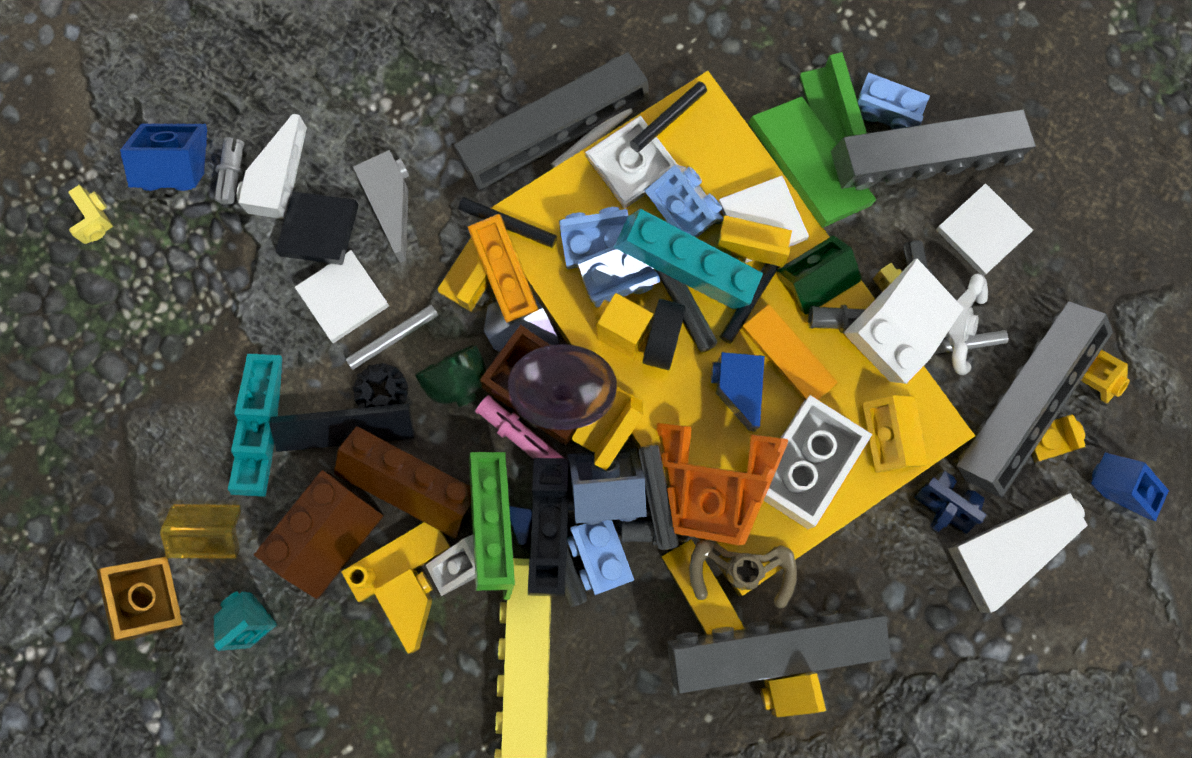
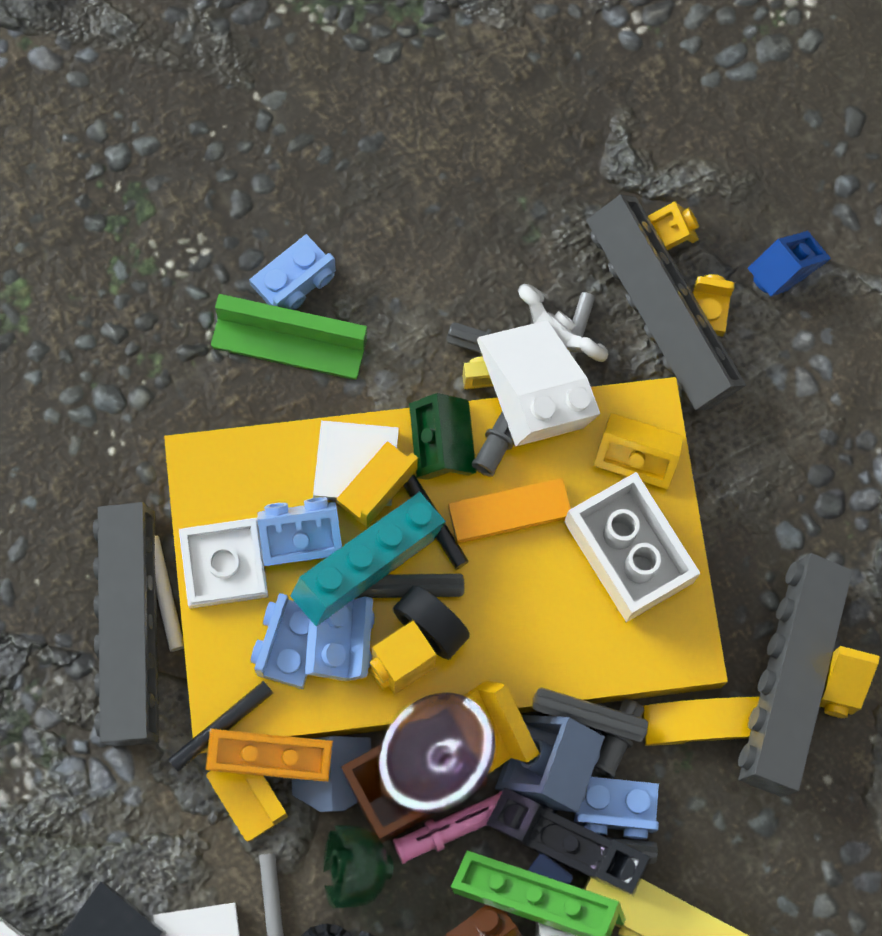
camera: 70 degrees left, 5 degrees down
(388, 195) = (106, 843): light grey slope -> none
(668, 116) = (197, 501): black bar -> none
(712, 500) = (626, 657): orange wing -> none
(740, 385) = (520, 574): blue slope -> none
(744, 569) = (704, 666): dark tan piece -> none
(804, 156) = (315, 384): bright green tile -> none
(932, 149) = (369, 263): brick -> none
(959, 511) = (730, 438): dark blue hips -> none
(984, 230) = (471, 257): white tile -> none
(1011, 553) = (801, 404): white slope -> none

